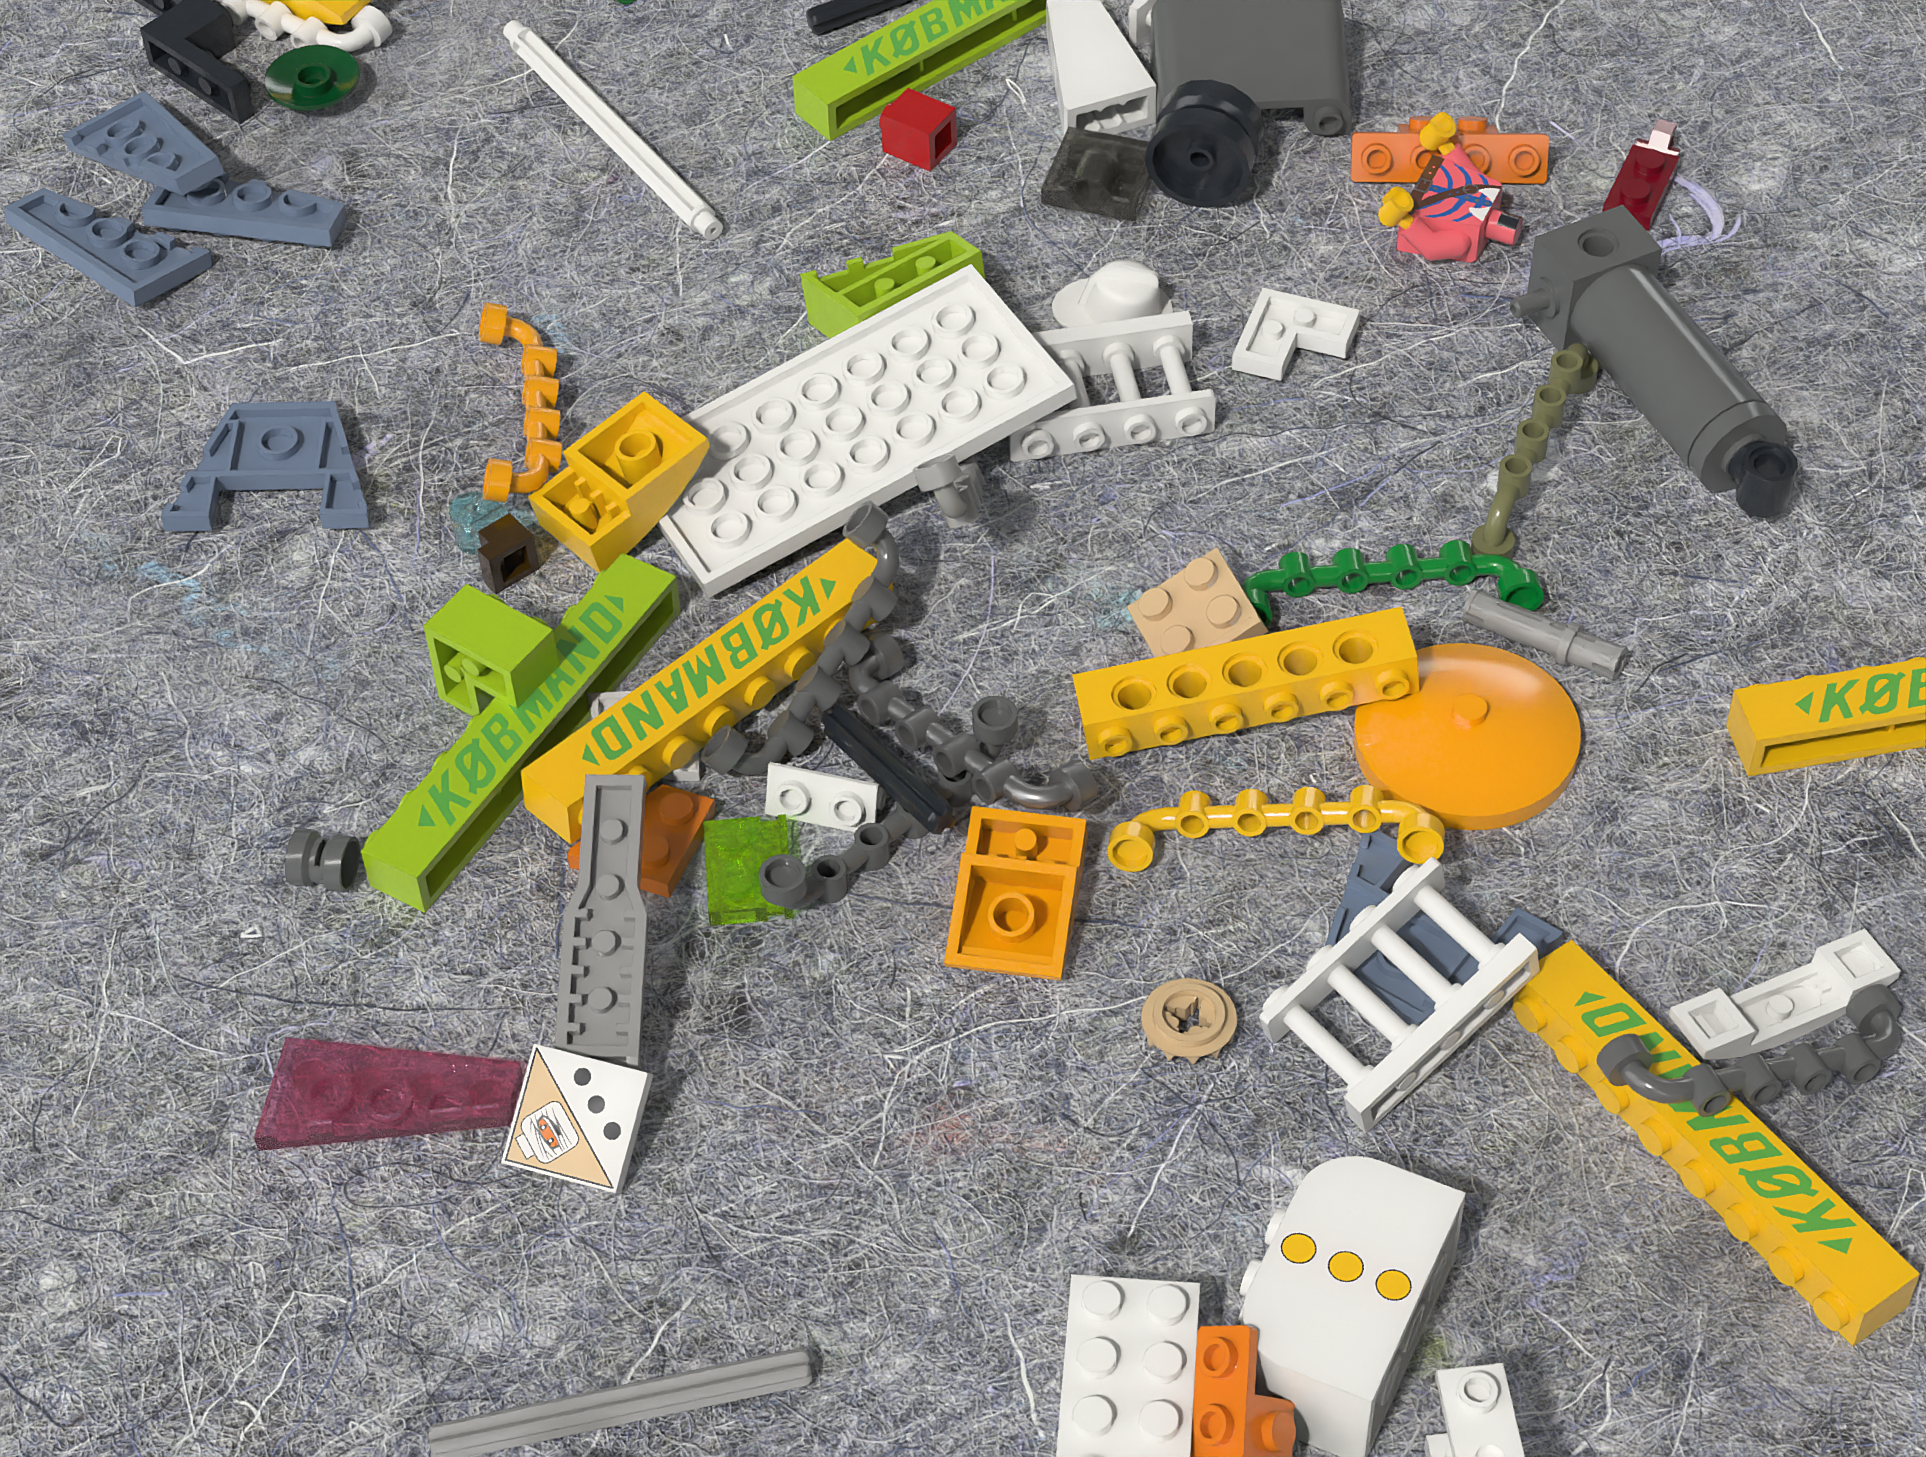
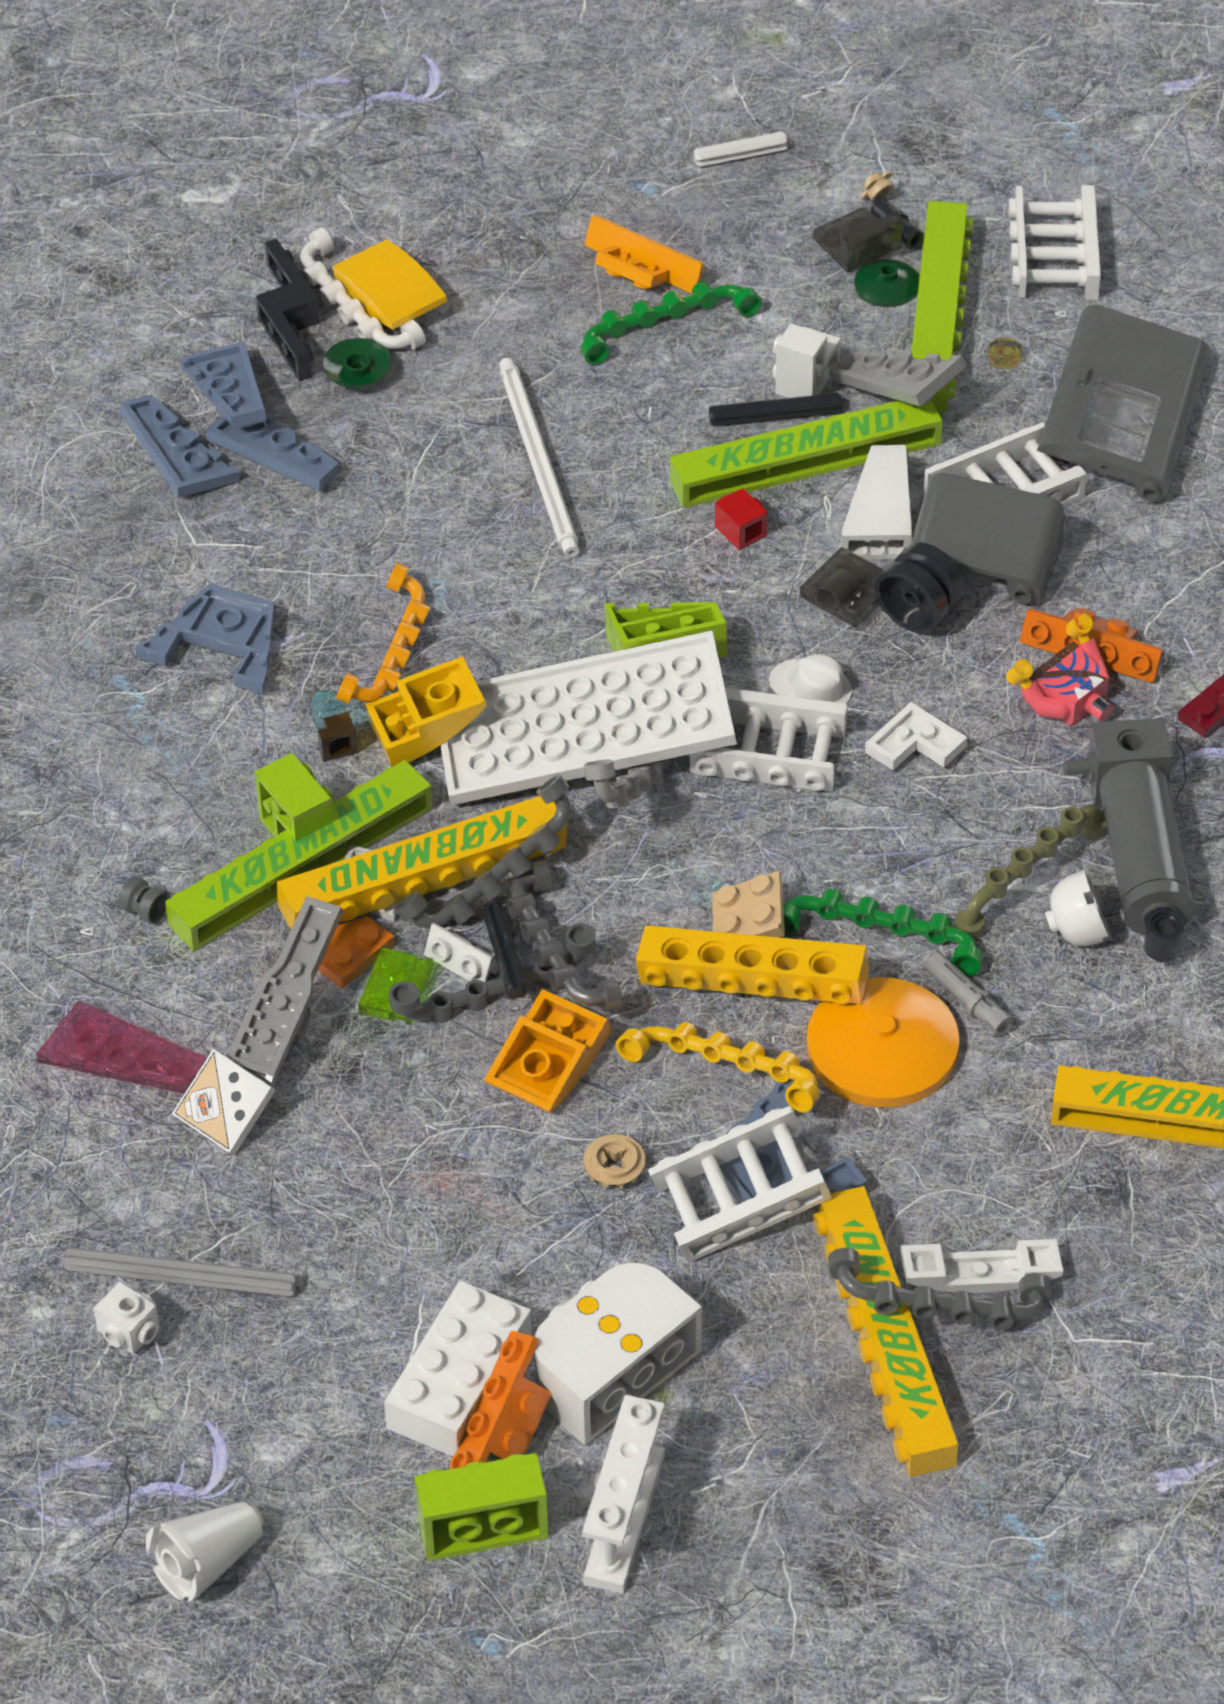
camera: 20 degrees right, 0 degrees up
(1634, 483) = (1077, 911): none -> white cylinder

